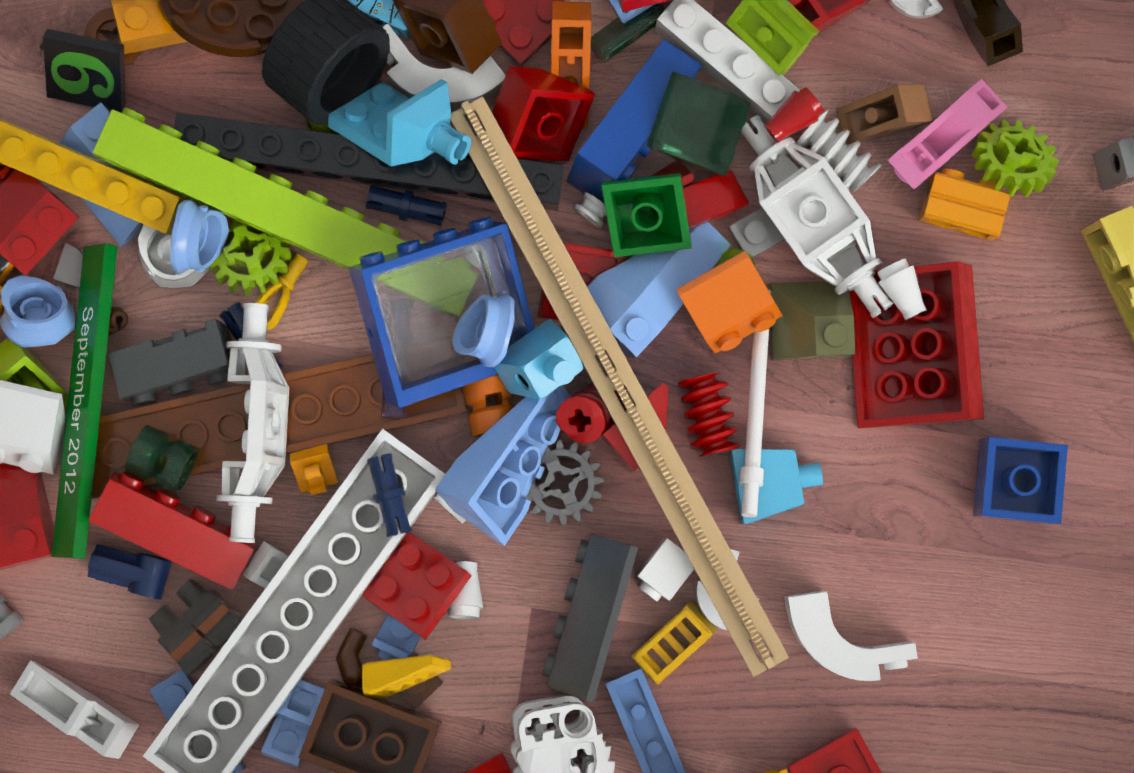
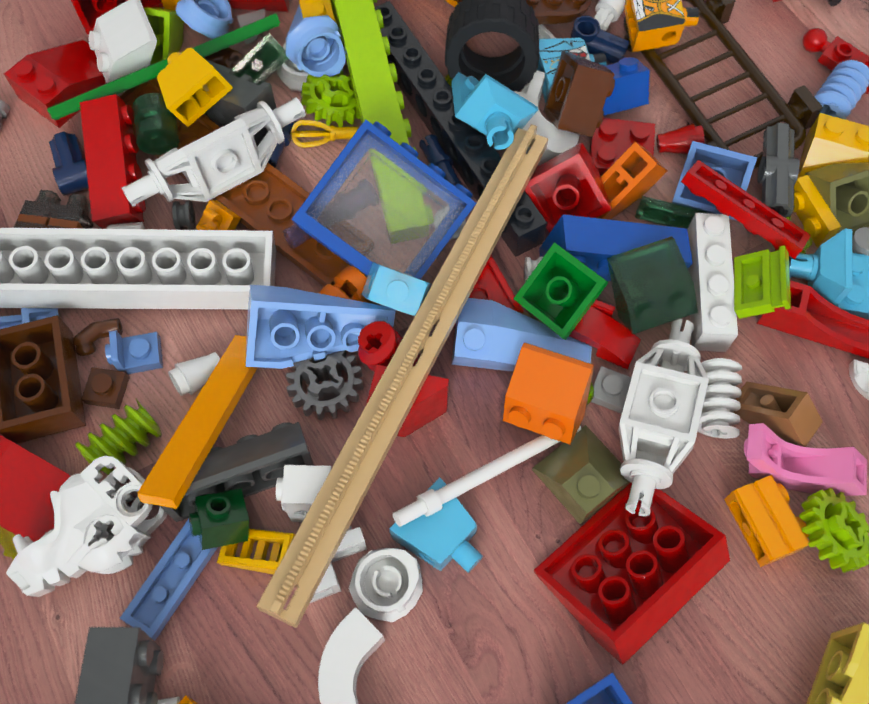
camera: 55 degrees right, 20 degrees down
(147, 301) = (261, 60): none -> clear green slope
(148, 396) = (191, 85): none -> yellow torso
(281, 496) = (183, 215): none -> dark grey bush
(389, 495) = (224, 259): dark blue pin -> none
(392, 676) = (97, 362): yellow slope -> none
(416, 585) = (176, 335): red plate -> none
(485, 698) = (121, 437): none -> lime piece
(486, 329) = (392, 238): light blue hat -> none
(537, 617) = (199, 429): none -> light orange tile
(632, 658) = (220, 519): none -> dark green brick
(708, 414) = (453, 444): red piece -> none
(779, 557) = (386, 584): none -> white hat
(795, 114) = (718, 338): red cone -> none
(902, 287) = (667, 510): white cone -> none

